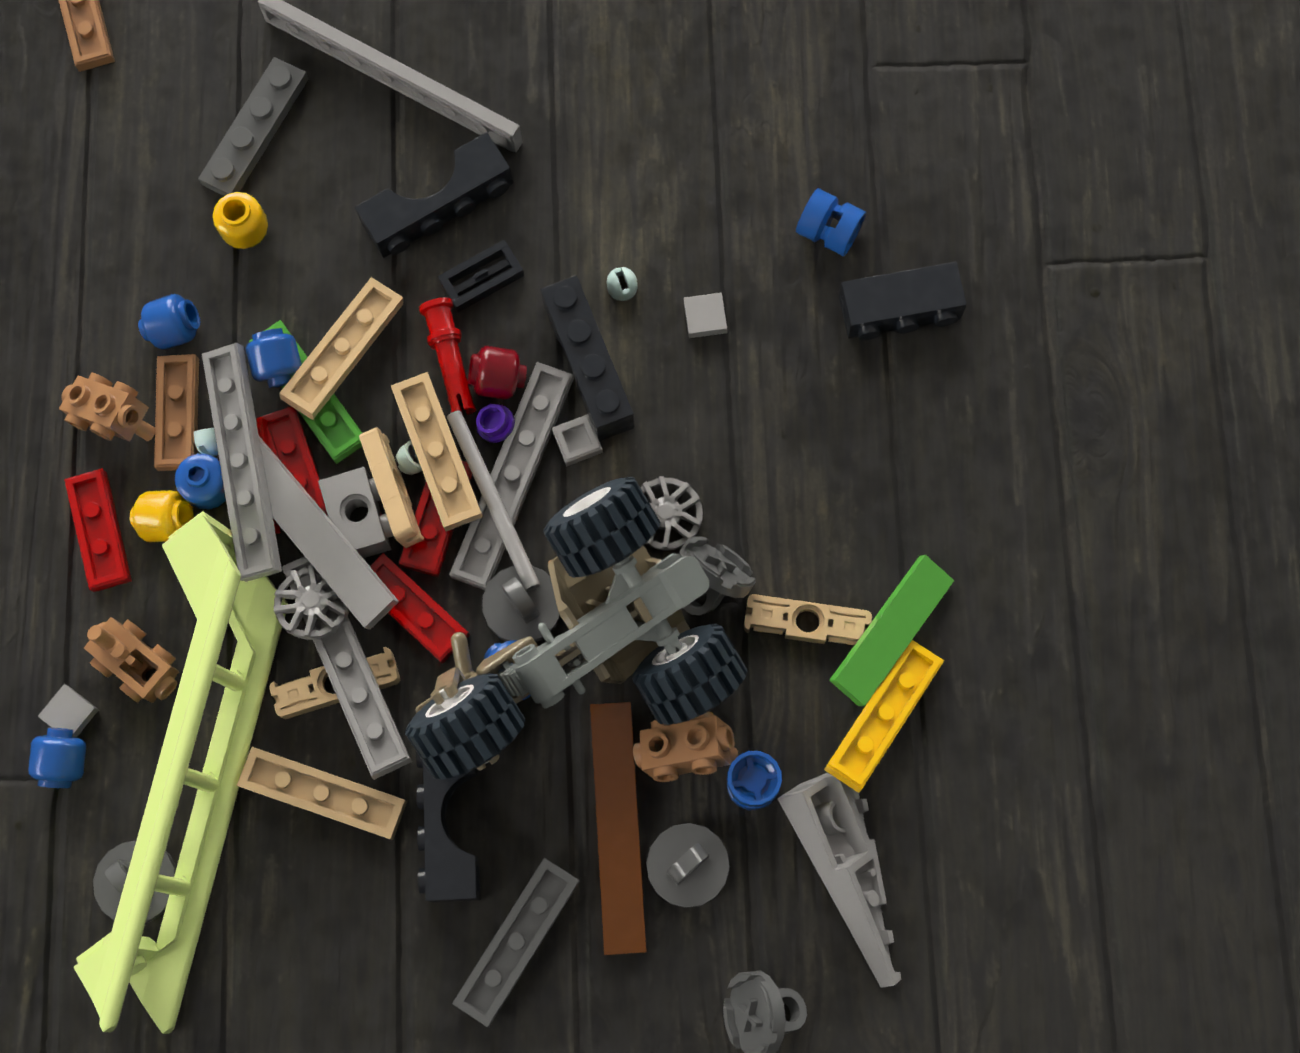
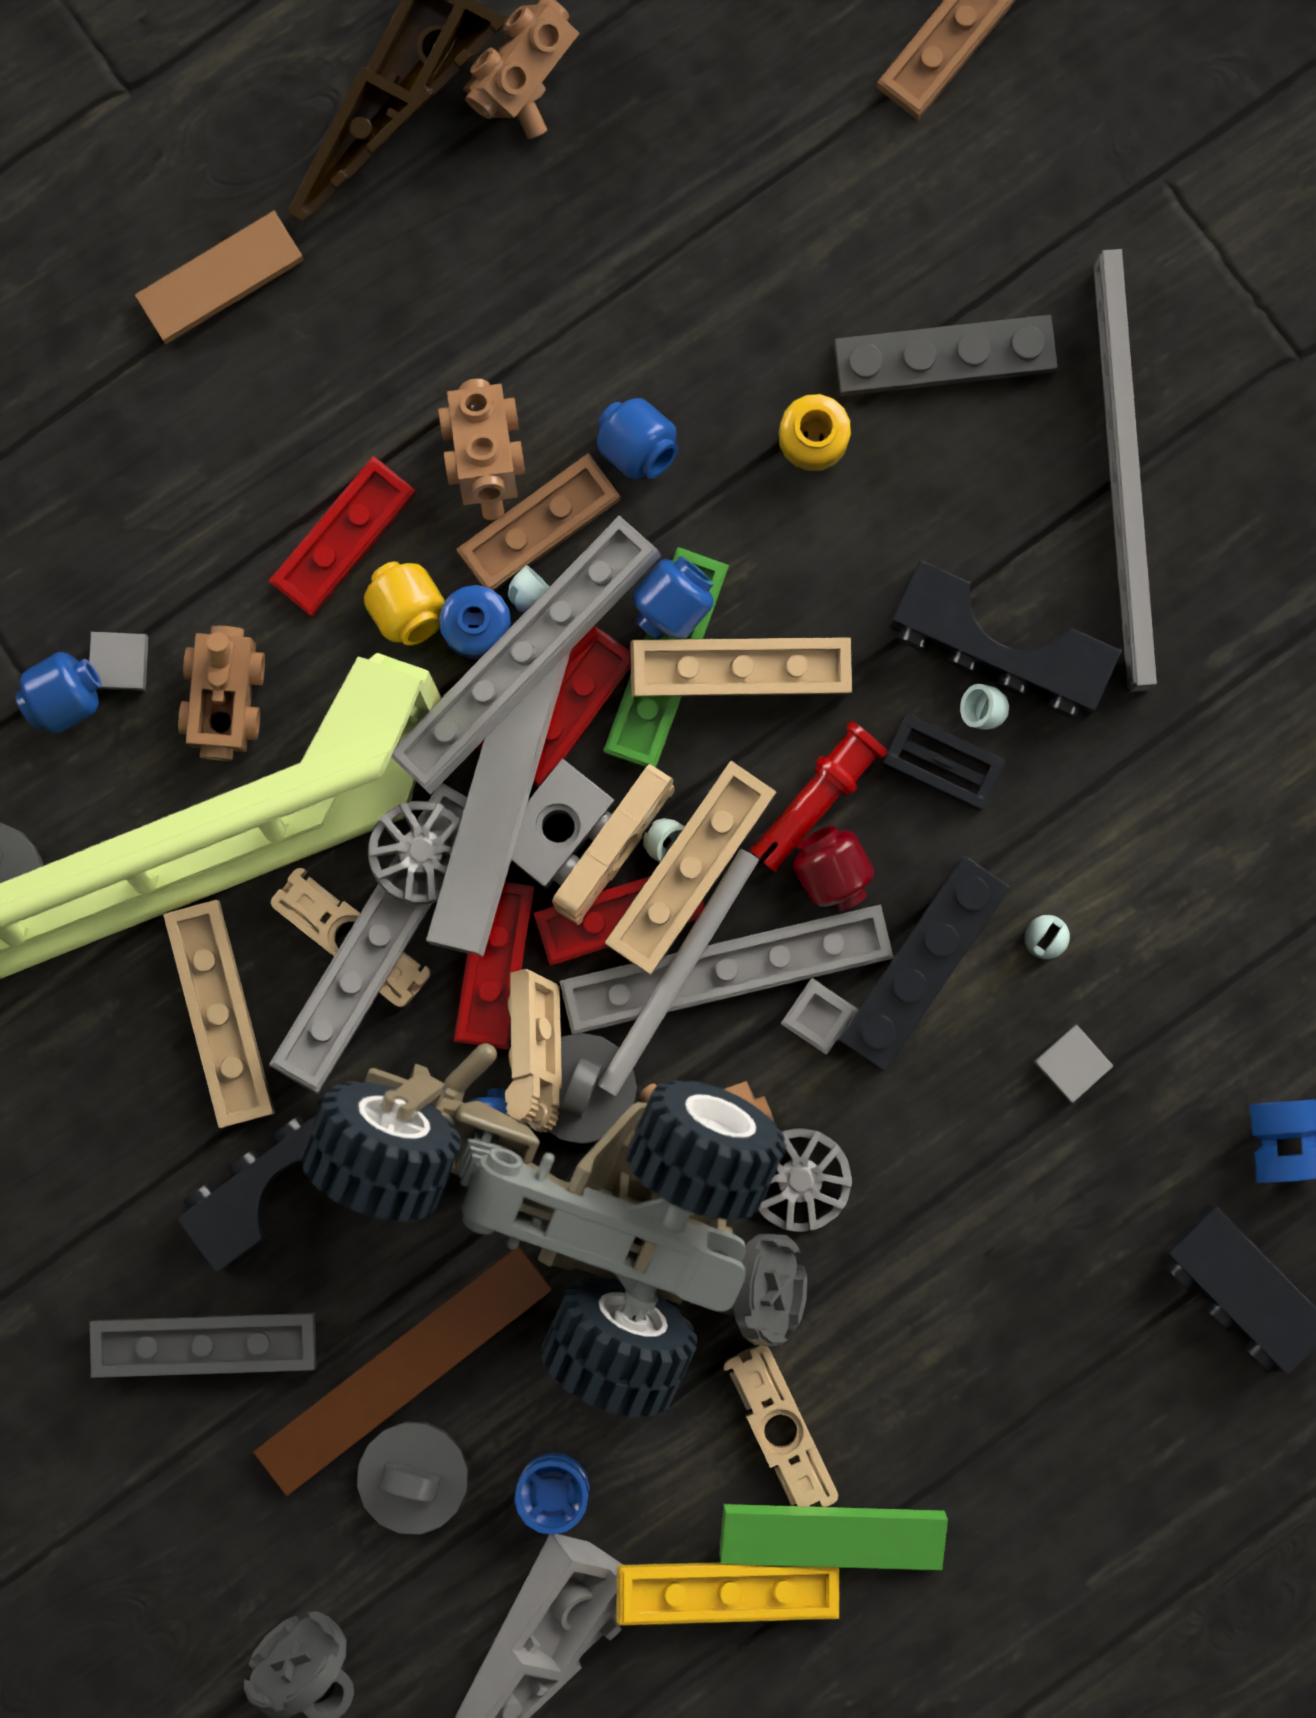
camera: 50 degrees right, 10 degrees up
(465, 231) = (984, 707): none -> light aqua hinge
(478, 611) = (534, 1050): none -> tan hinge
(495, 423) = (773, 908): dark purple plate -> none
(687, 748) = (543, 1407): medium nougat brick -> none

